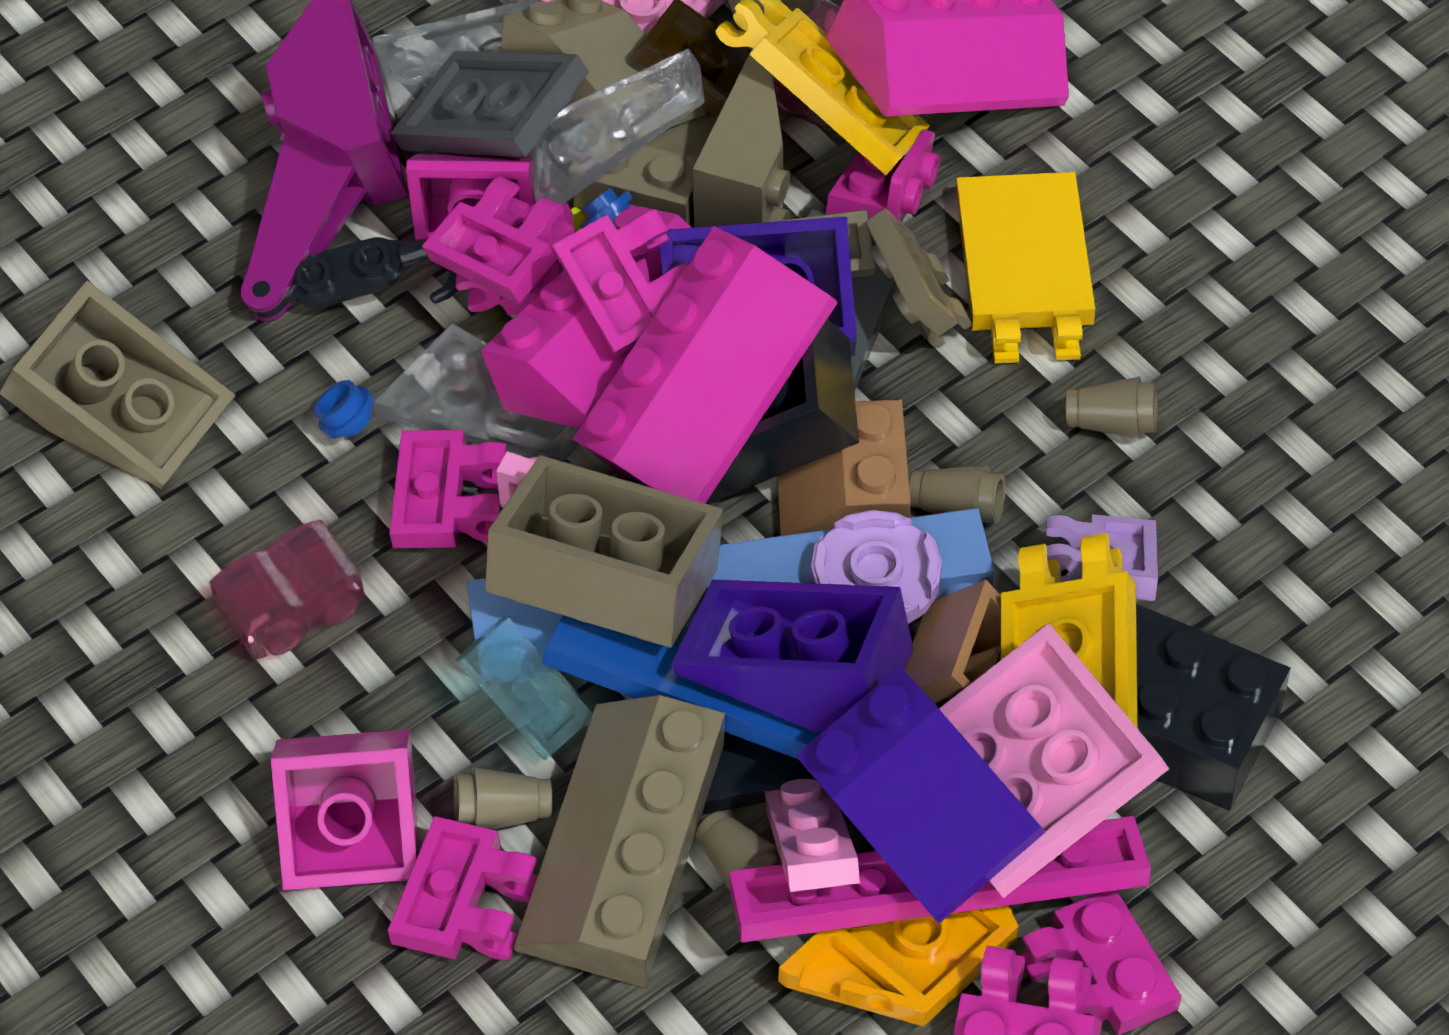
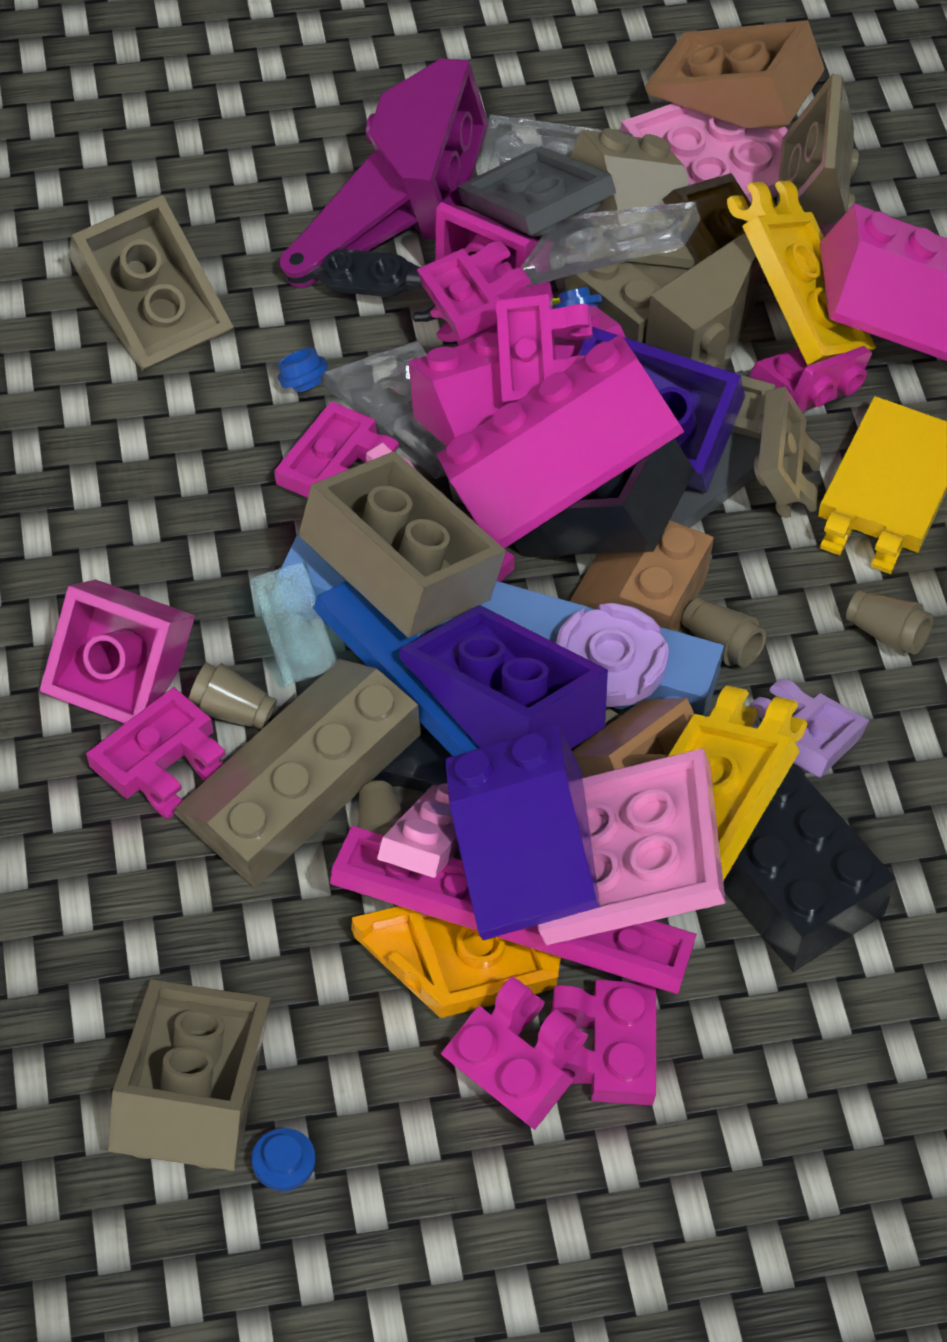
camera: 25 degrees right, 0 degrees up
(288, 590) = (176, 478): clear pink brick -> none

